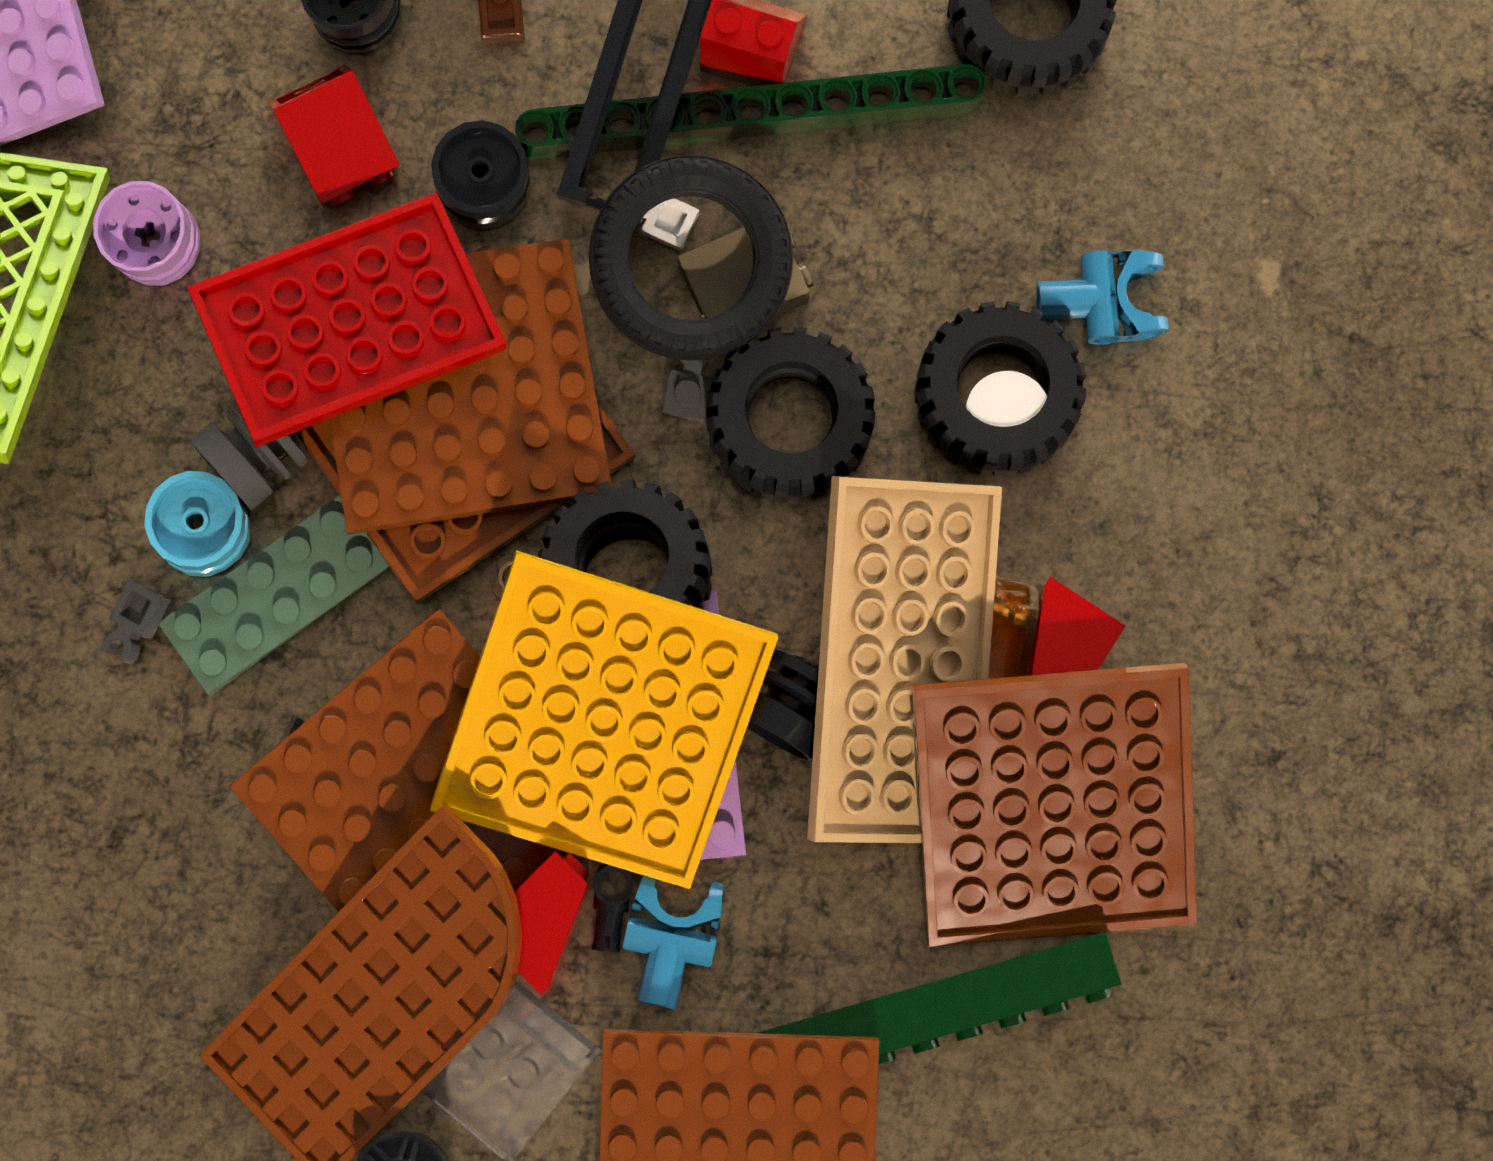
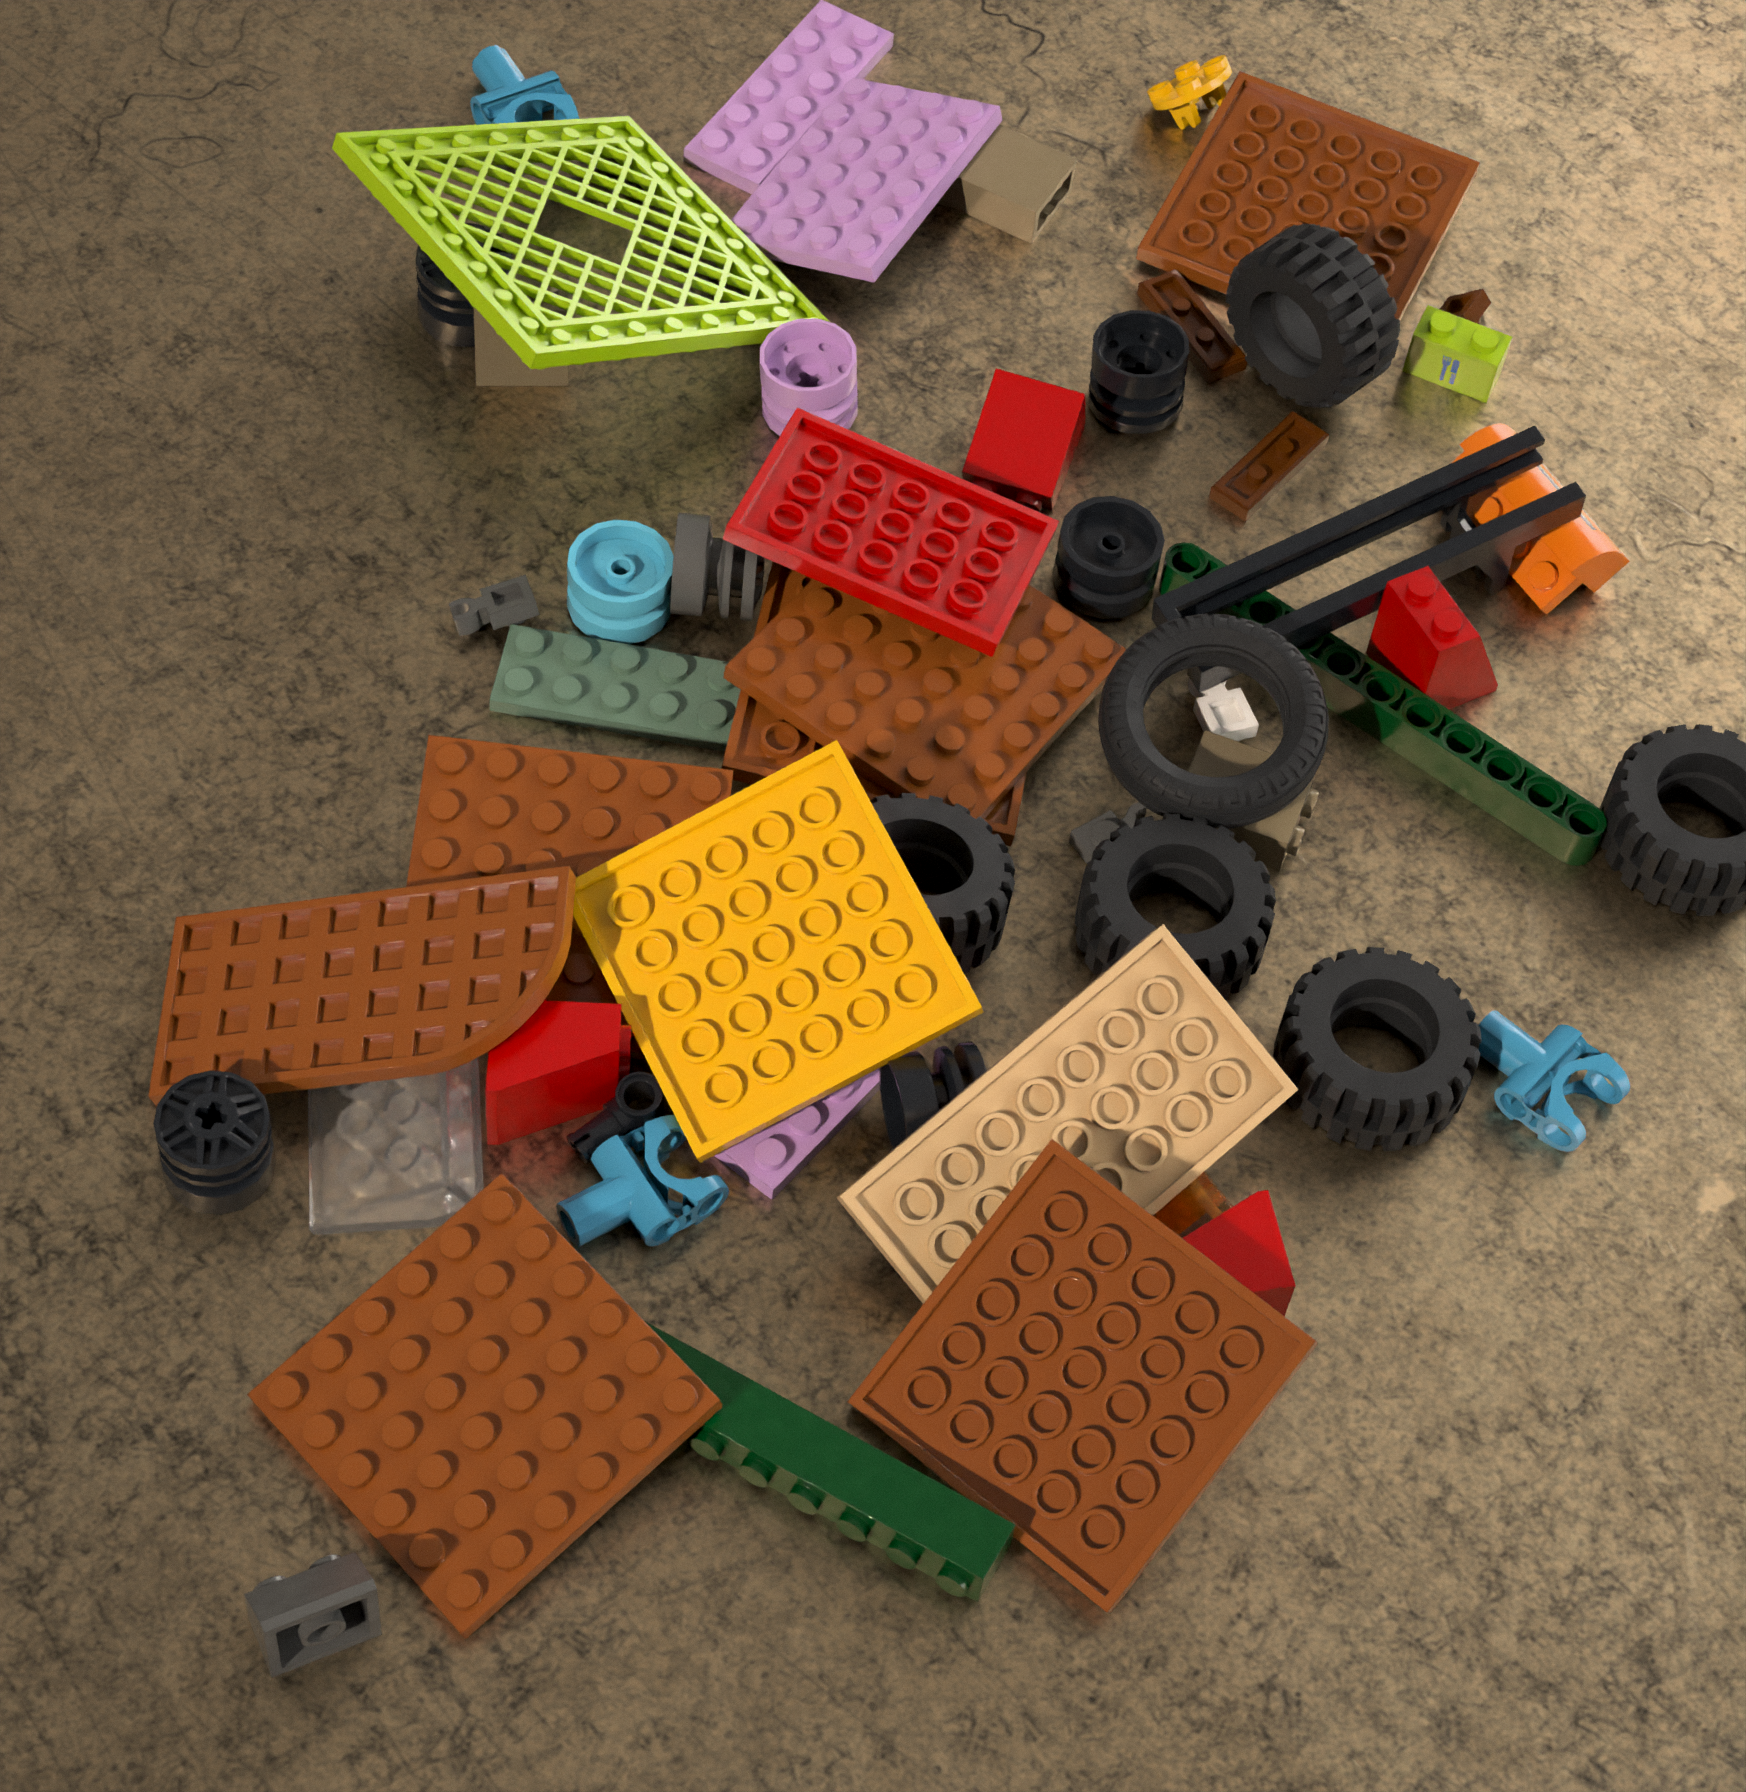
camera: 45 degrees right, 25 degrees down
(1006, 399) = (1373, 1041): white sticker -> none

